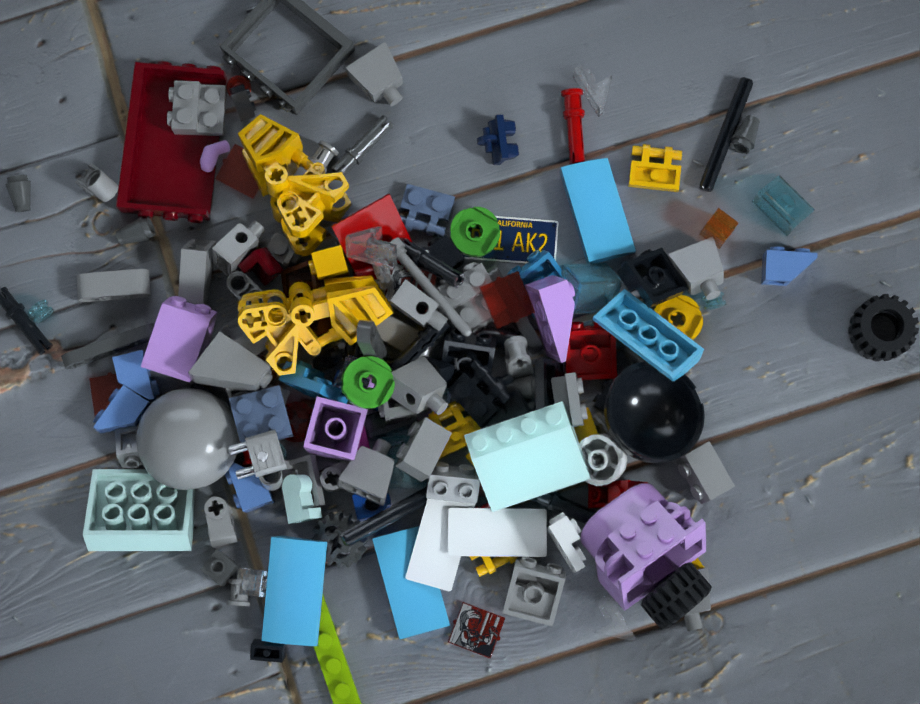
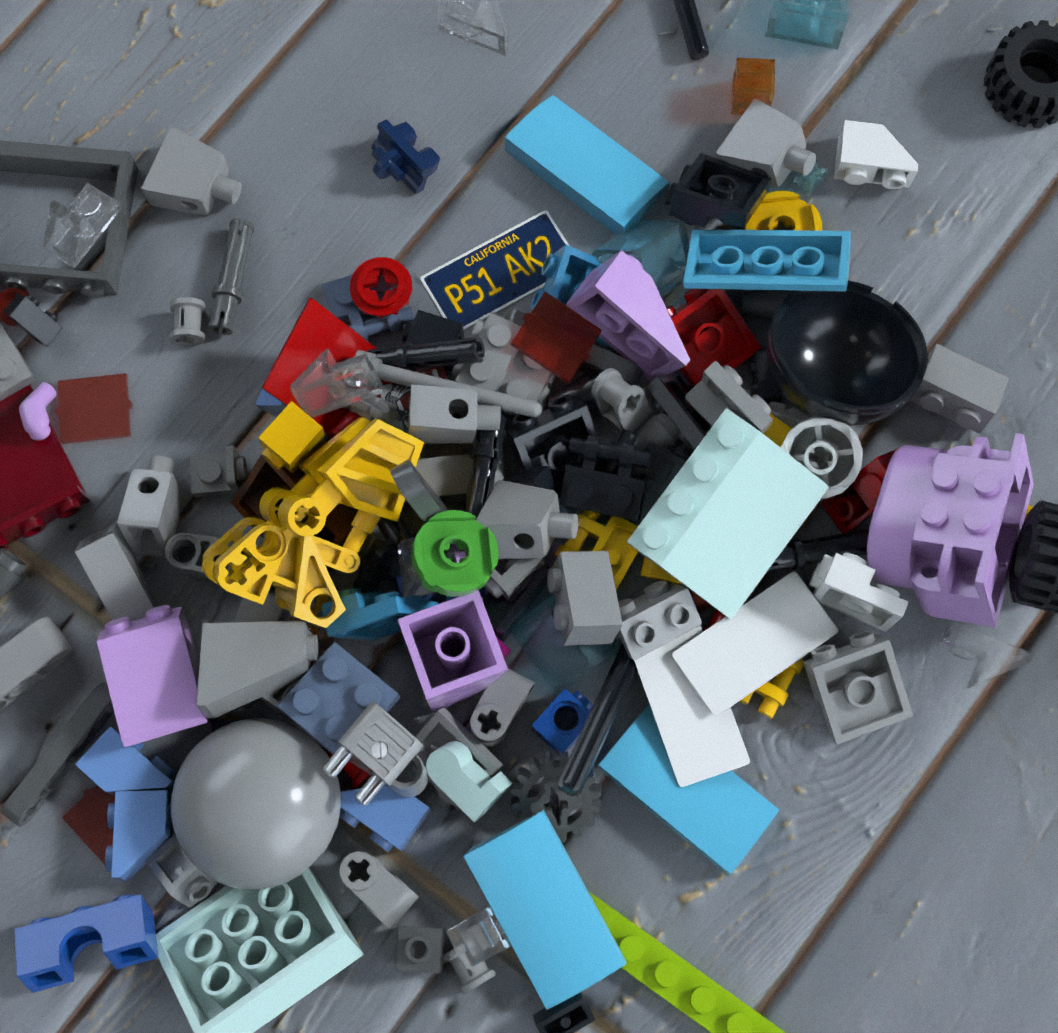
camera: 35 degrees left, 5 degrees down
(42, 440) = (50, 945): none -> arch
(262, 264) = (201, 508): dark red panel -> none
(273, 158) = (125, 365): yellow piece -> none
(299, 68) = (76, 228): none -> clear slope
(304, 412) = (407, 681): gear -> none
(369, 473) = (538, 678): light grey torso -> none
(433, 197) = (368, 276): none -> red gear
(471, 218) = (466, 271): bright green plate -> none
(476, 630) = (817, 792): piece -> none
(574, 114) = (474, 69): red pin -> none
(655, 175) = (625, 77): yellow plate -> none
(756, 311) = (872, 156): none -> white slope
(783, 266) = (862, 83): medium blue slope -> none

